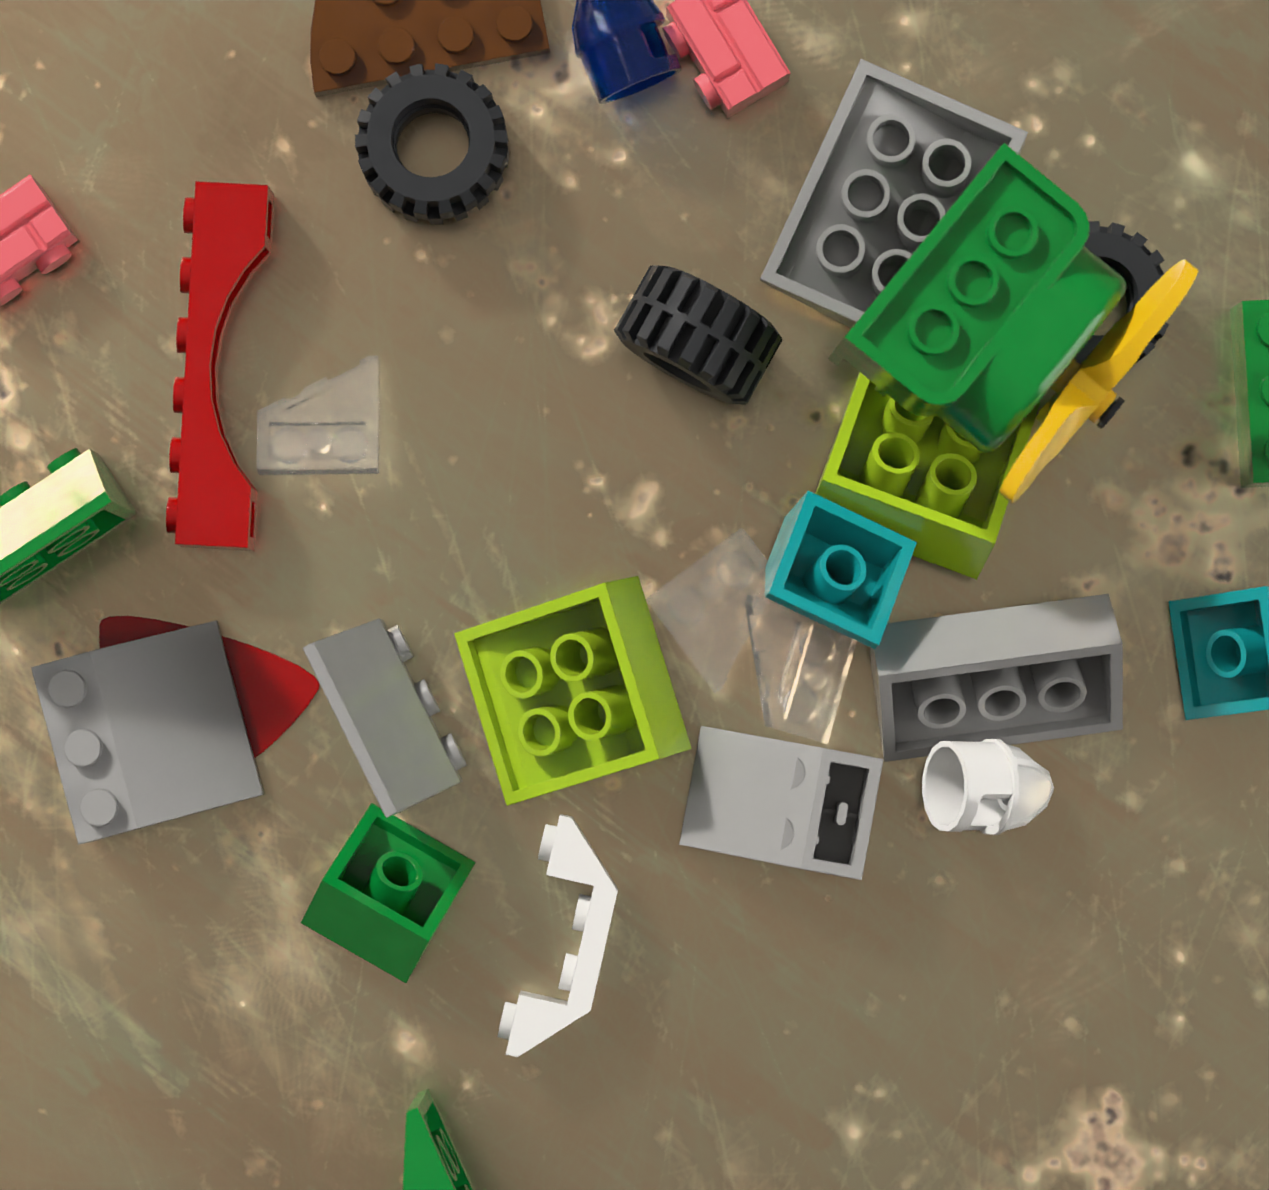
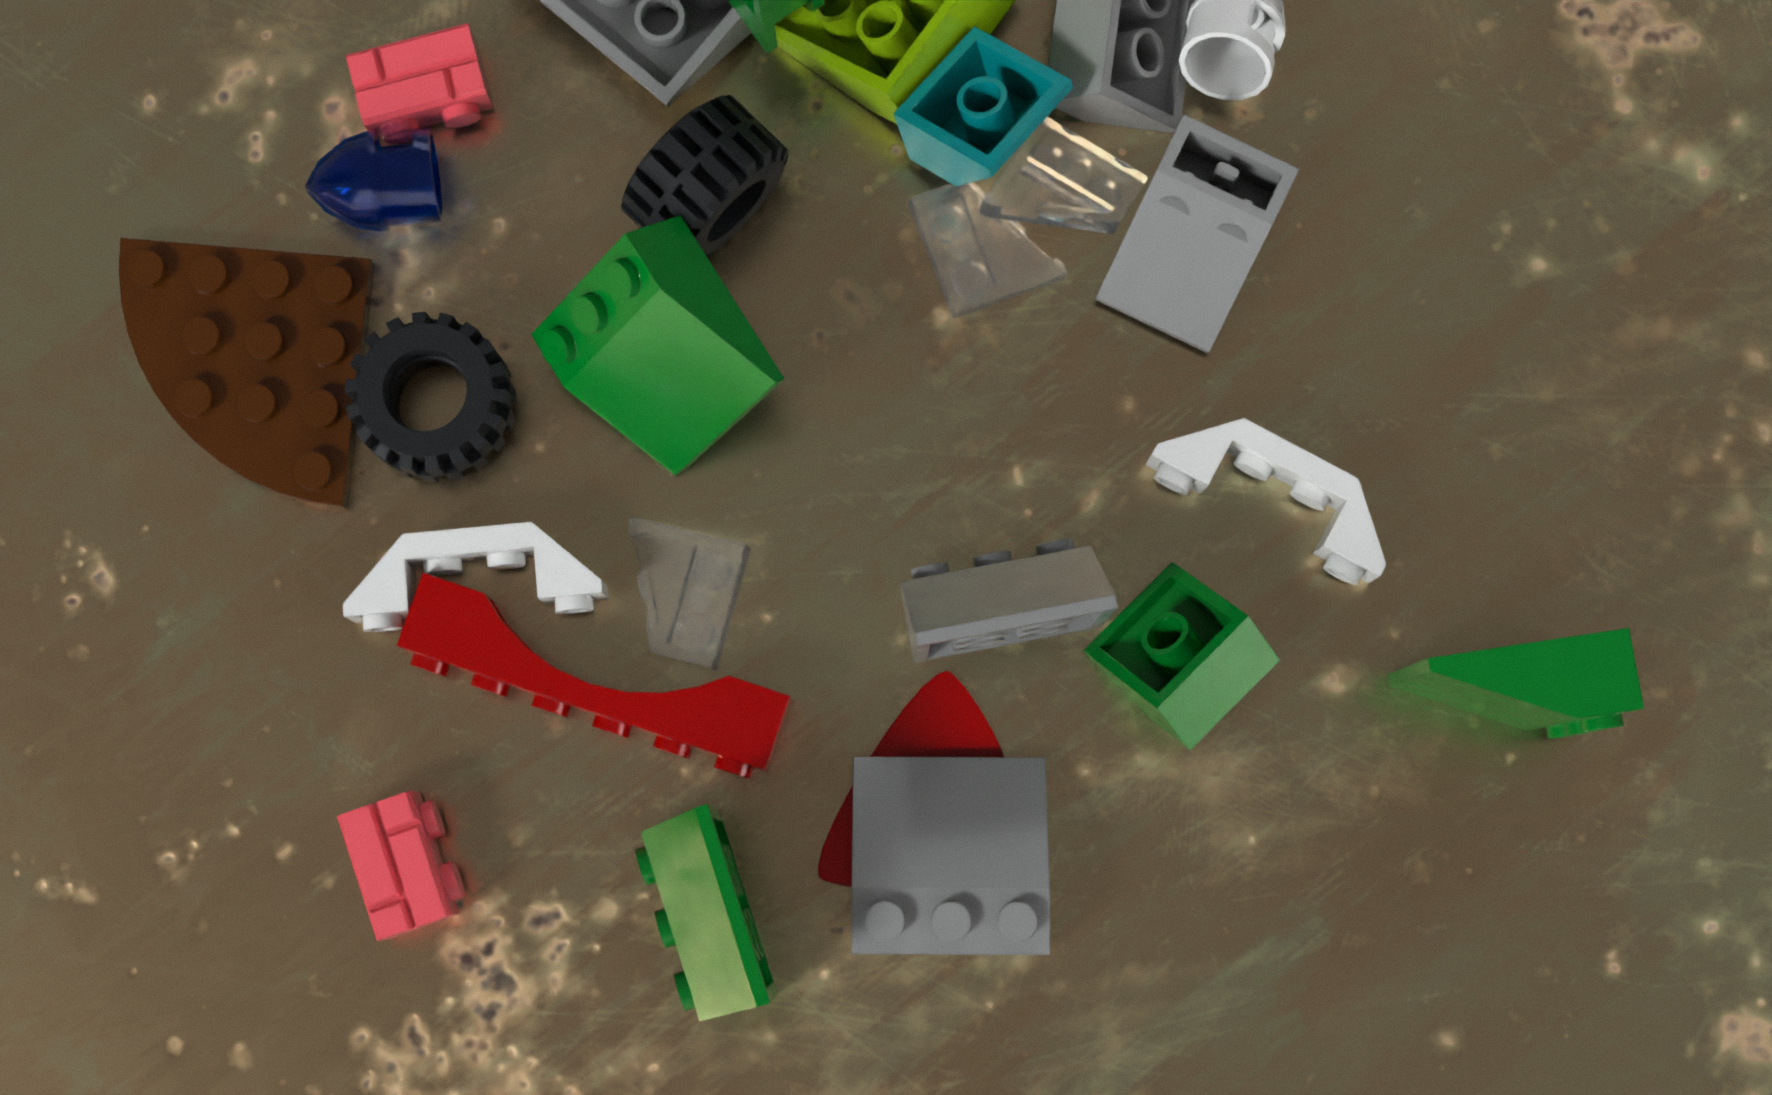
camera: 75 degrees left, 5 degrees down
(306, 306) = (391, 585): none -> white slope
(528, 338) = (659, 345): none -> green slope
(572, 690) = (1027, 414): lime slope -> none

